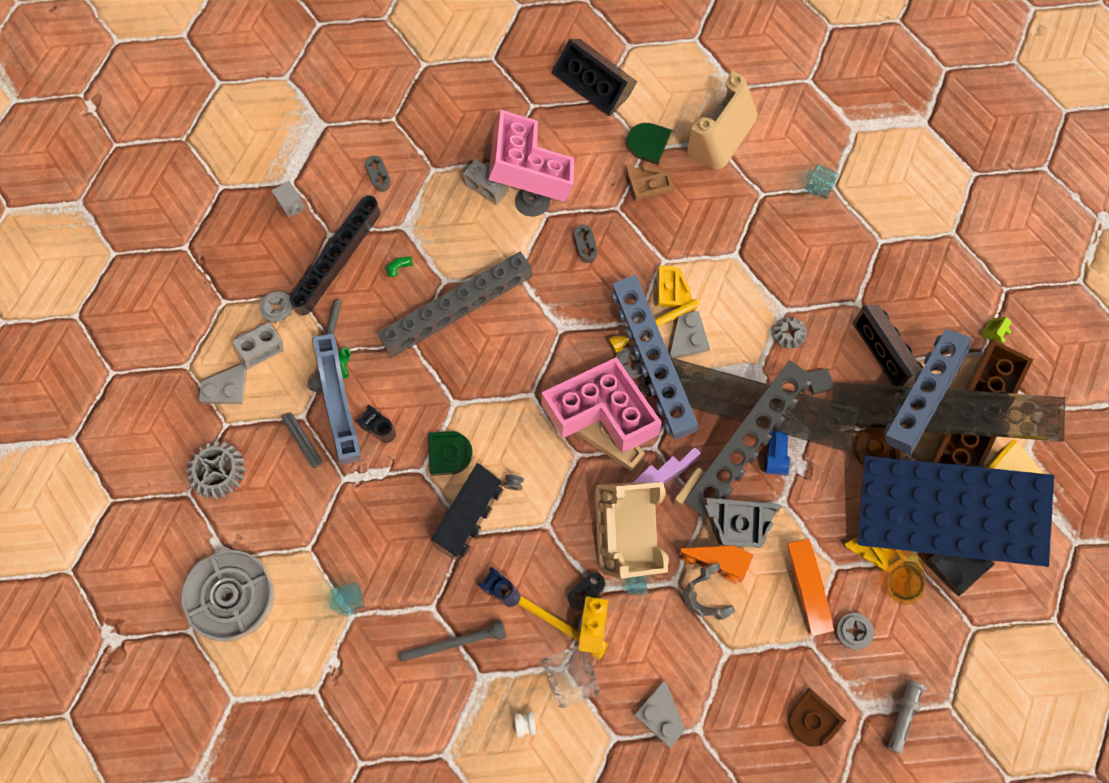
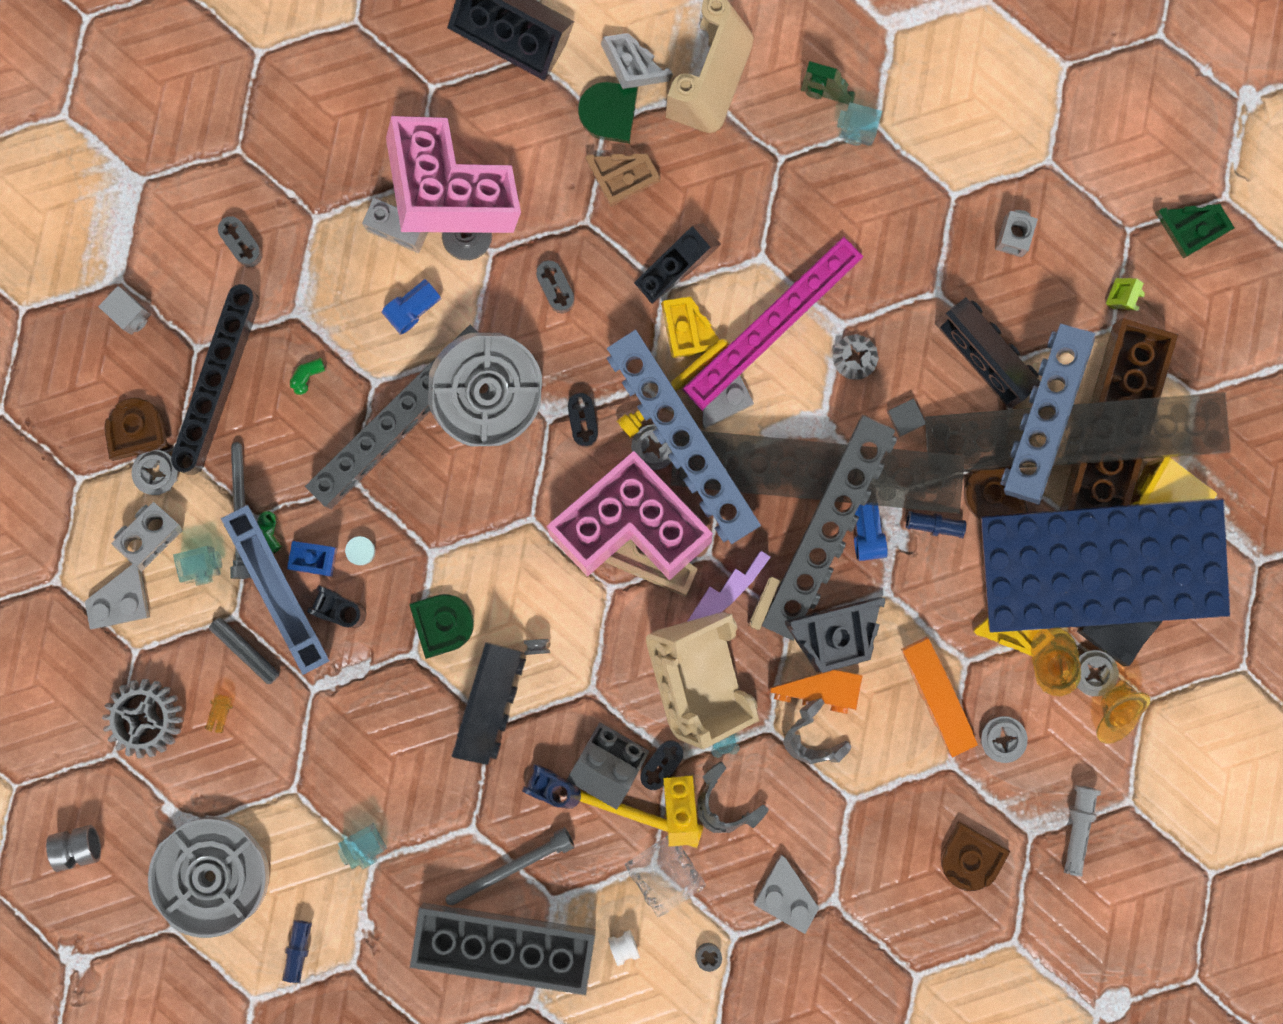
camera: 20 degrees left, 15 degrees up
(134, 550) = (78, 848): none -> flat silver wheel
(271, 275) = (134, 429): none -> reddish brown tile
(271, 479) = (219, 712): none -> clear yellow pin
(276, 668) = (296, 951): none -> dark blue pin
(287, 373) = (198, 565): none -> clear light blue brick
(369, 385) = (312, 558): none -> blue slope
(403, 389) = (360, 550): none -> light aqua tile
(433, 700) = (503, 948): none -> dark grey brick
(478, 237) = (405, 311): none -> blue piece
(540, 294) = (490, 416): none -> light grey piece
(545, 581) = (608, 765): none -> dark grey slope
(579, 334) = (576, 421): none -> black beam
(591, 742) = (707, 966): none -> dark grey bush
(615, 640) = (711, 820): none -> dark grey helmet
(670, 113) = (632, 62): none -> light grey wing
(675, 243) = (677, 262): none -> black slope
(733, 297) = (772, 323): none -> dark pink tile
(802, 149) = (827, 83): none -> dark green wing
(829, 460) = (935, 524): none -> dark blue pin
(916, 277) = (1010, 243): none -> light grey brick
(945, 601) = (1108, 674): none -> light grey gear
(951, 630) = (1121, 712): none -> clear yellow piece
(1054, 294) = (1194, 226): none -> dark green wing

